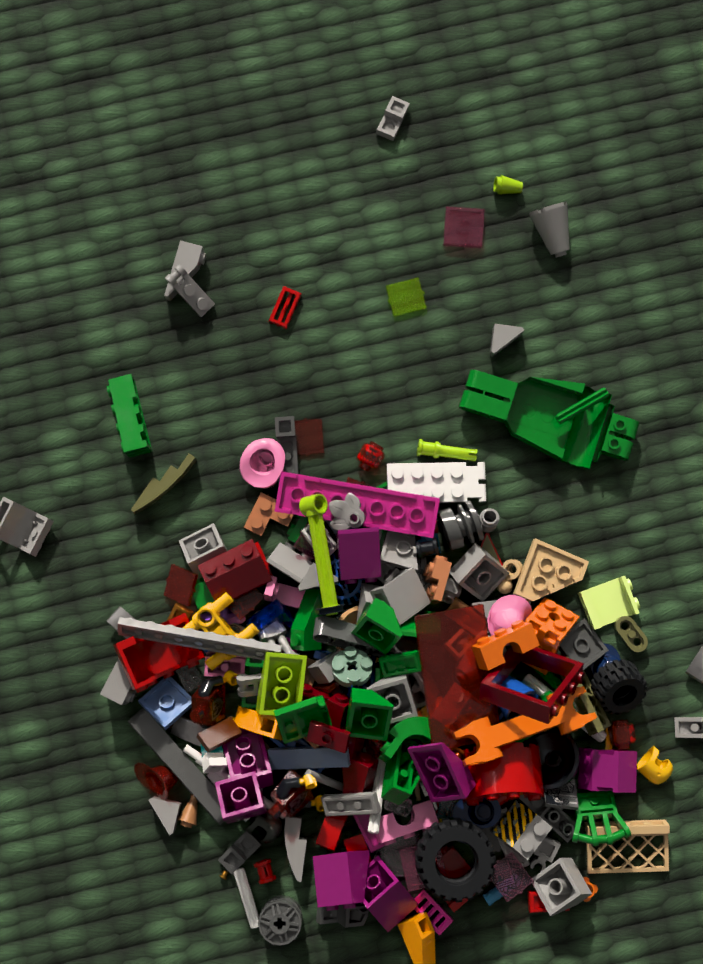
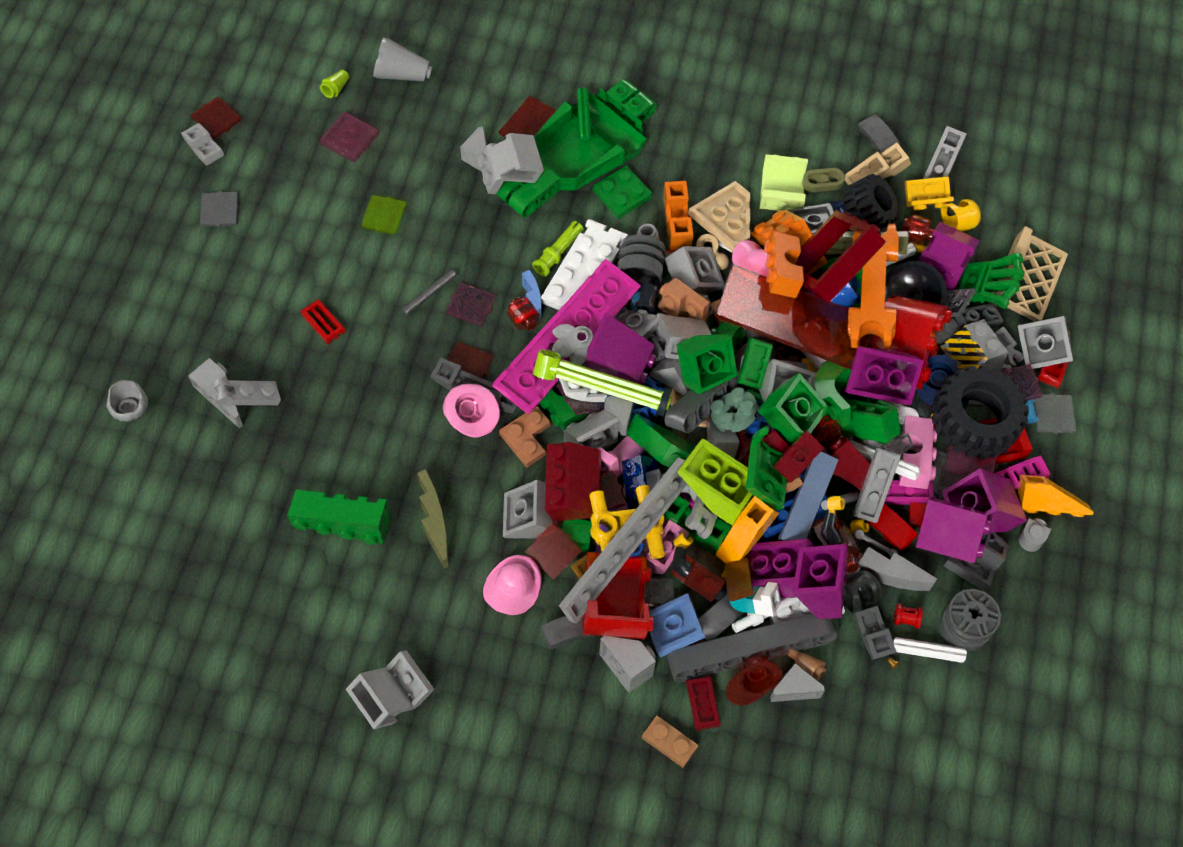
camera: 65 degrees left, 20 degrees down
(84, 740) = (670, 741): none -> medium nougat plate
(122, 750) = (702, 703): none -> dark red plate
(139, 209) = (126, 401): none -> light grey hair
(142, 568) = (513, 585): none -> bright pink hat
(310, 806) = (859, 534): none -> light grey hinge
(342, 168) = (219, 209): none -> dark grey piece
(353, 372) = (430, 291): none -> flat silver bar
(360, 410) = (470, 304): none -> clear pink piece
(383, 941) = (1033, 534): none -> light grey plate
(387, 458) = (532, 289): none -> medium blue slope
(424, 112) = (216, 117): none -> clear red piece
(493, 374) = (510, 160): none -> light grey piece
(505, 917) = (1055, 414): none -> clear piece
(525, 532) = (676, 213): none -> orange arch
(530, 474) = (622, 192): none -> green plate
(558, 362) = (528, 118): none -> clear red piece
(664, 729) = (928, 192): none -> yellow bracket
(666, 674) = (885, 164): none -> tan slope

